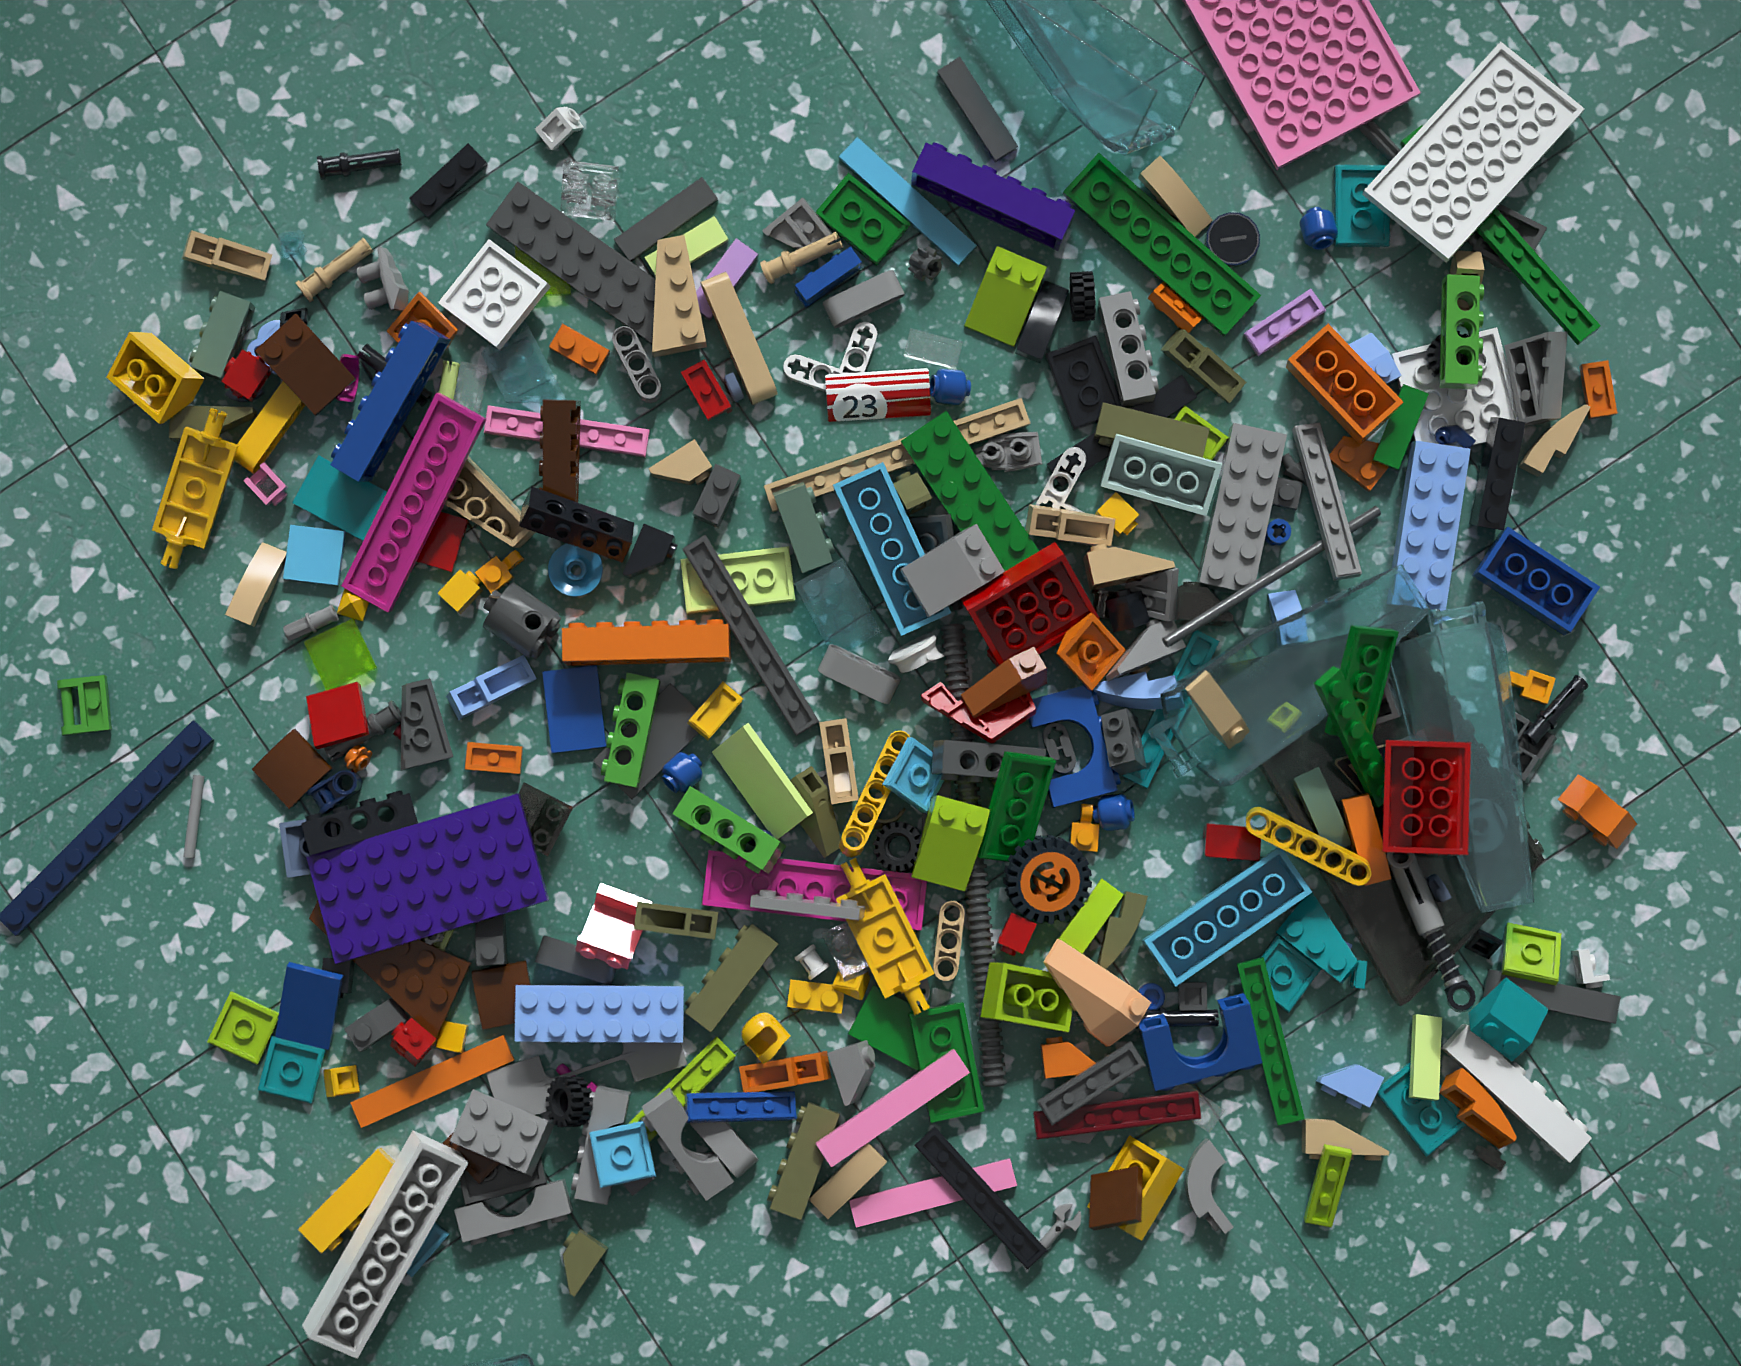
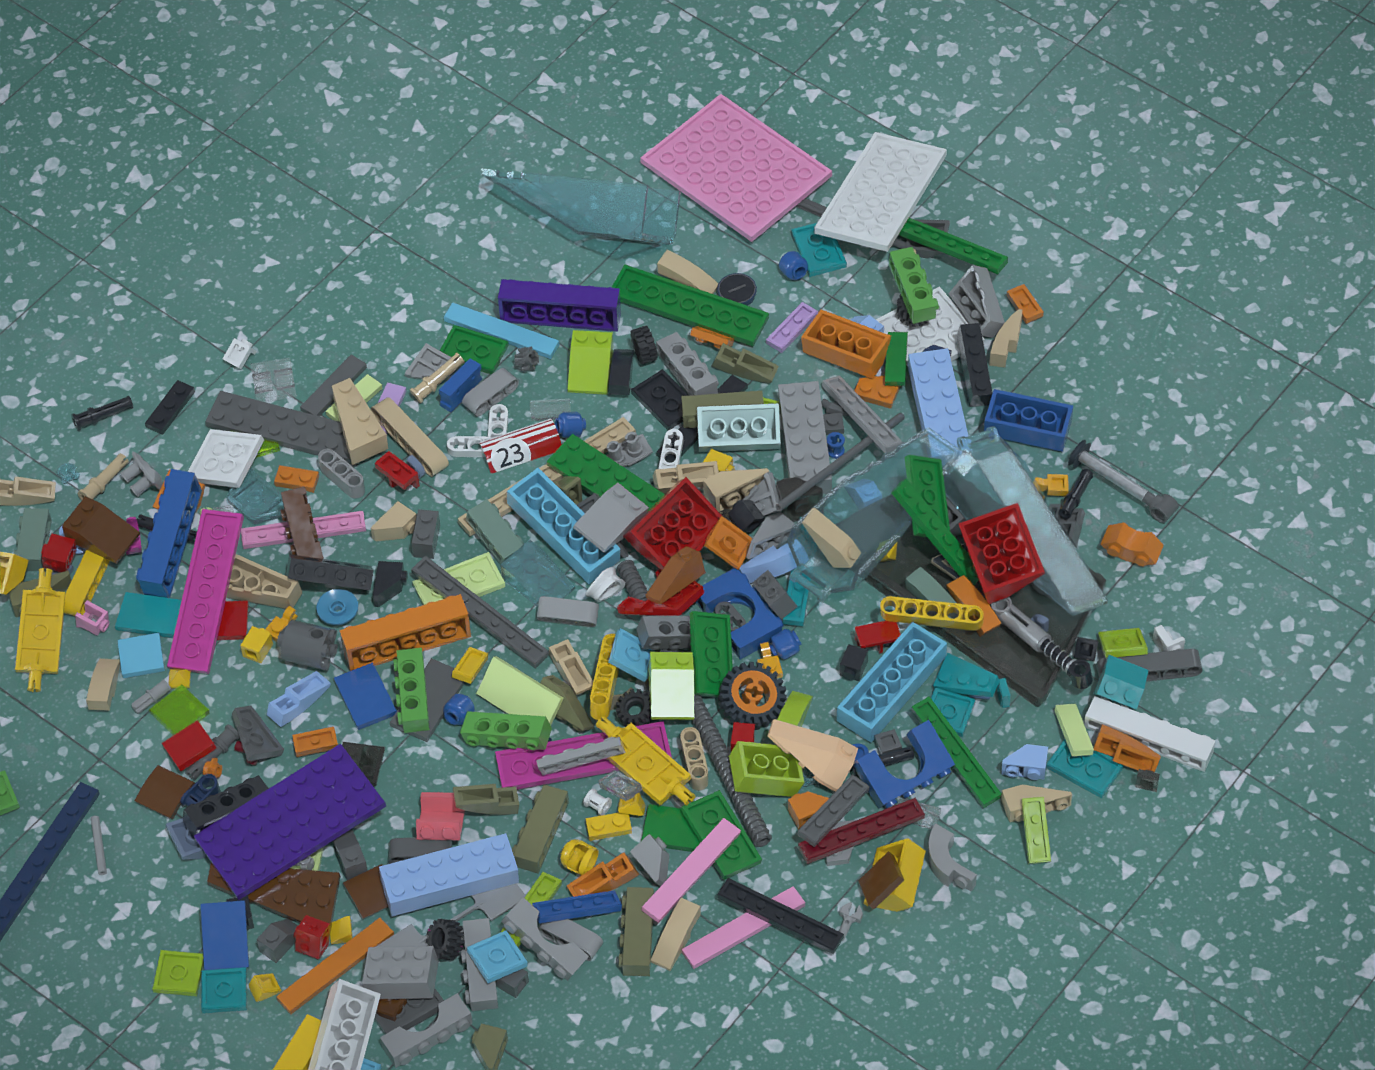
camera: 10 degrees left, 30 degrees down
(977, 109) = (529, 264): dark grey tile -> none
(1121, 929) = (819, 710): olive slope -> none
(1188, 869) = (853, 662): none -> black brick
(1655, 765) = (1160, 506): none -> piece

